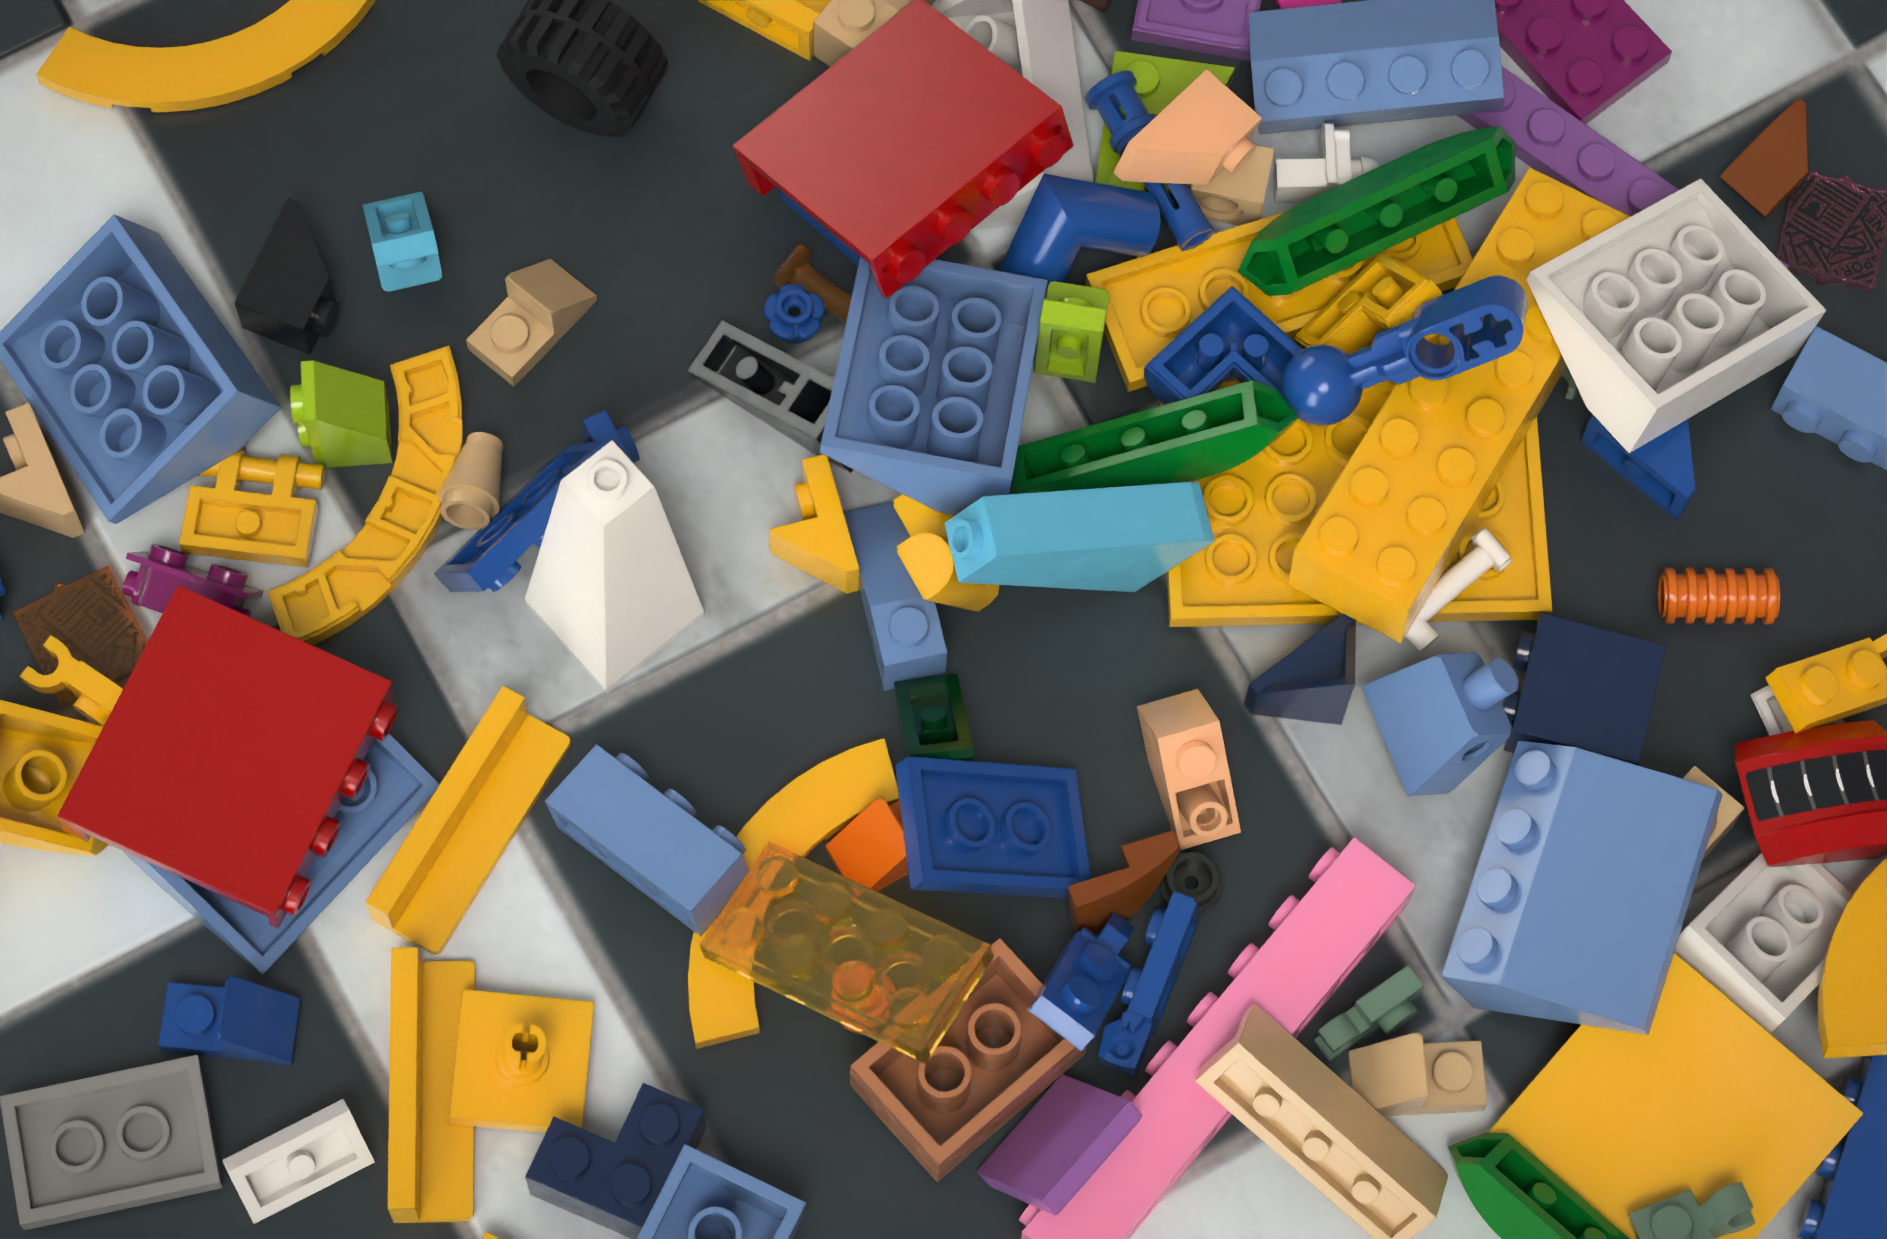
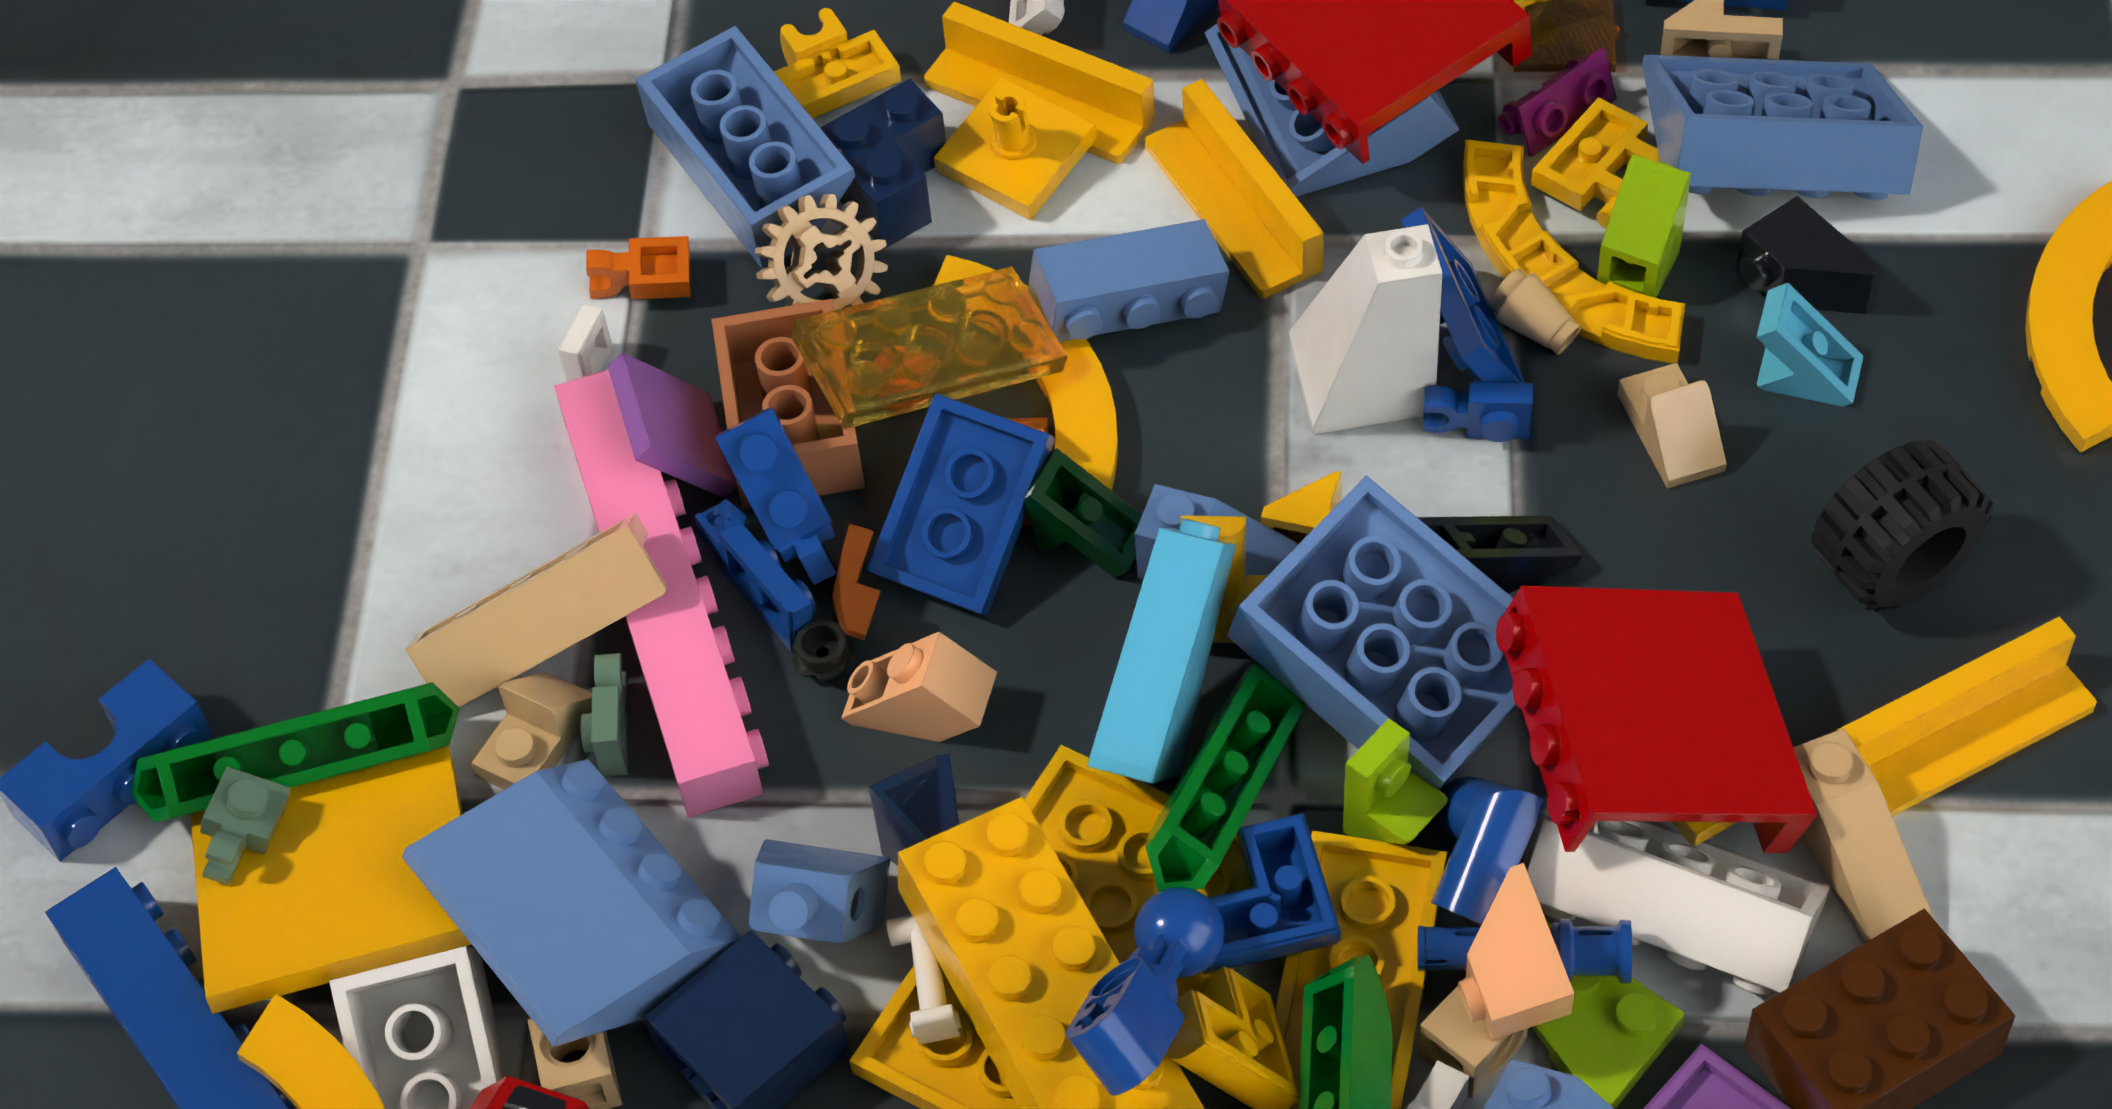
camera: 130 degrees right, 15 degrees down
(788, 1133) = (805, 237): none -> tan gear

